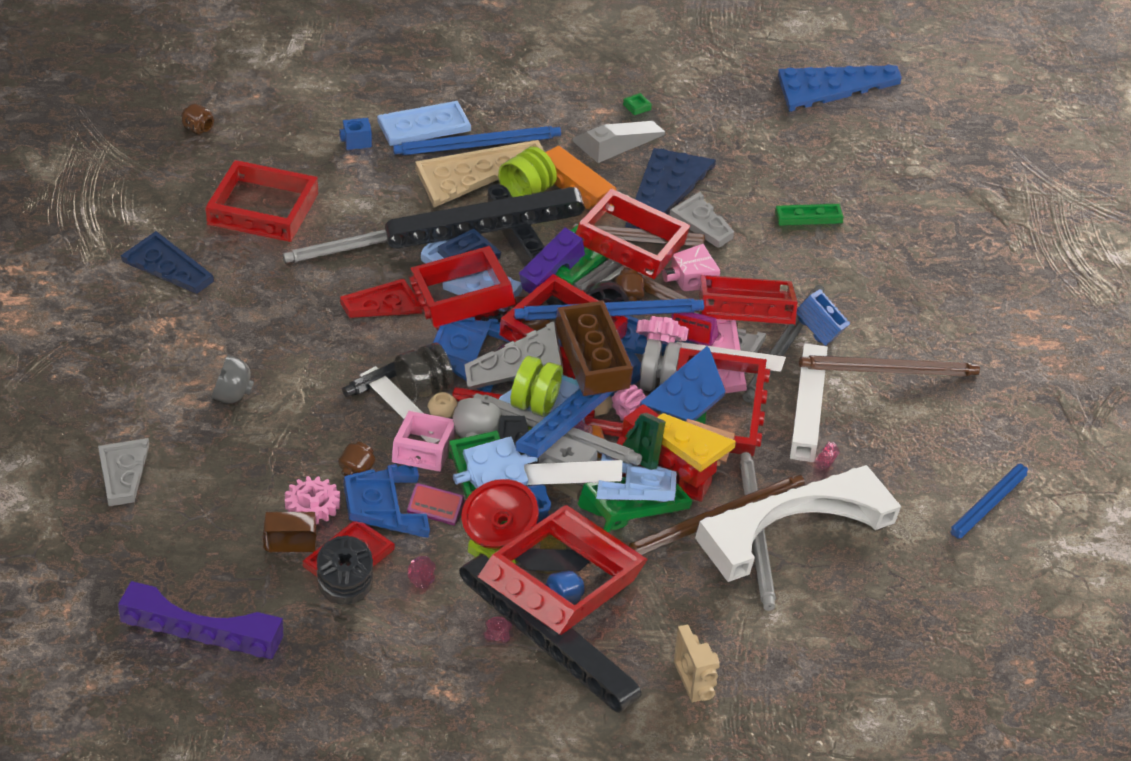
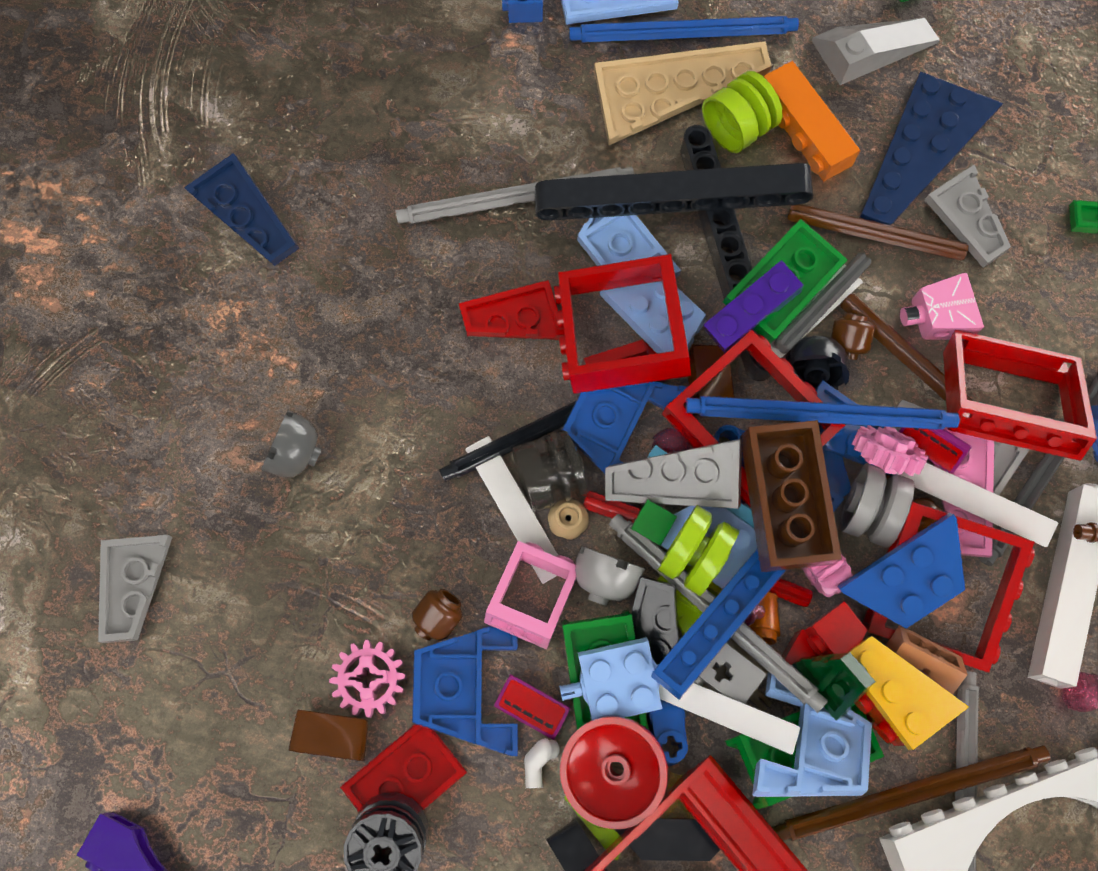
camera: 10 degrees right, 30 degrees up
(257, 222) = (363, 148): red window -> none
(421, 572) = (493, 837): clear pink plate -> none
(442, 534) = (536, 759): none -> white arm
(464, 243) = (641, 239): dark blue wing -> none
(501, 387) = (653, 522): none -> green tile
(640, 216) = (896, 219): red window -> none

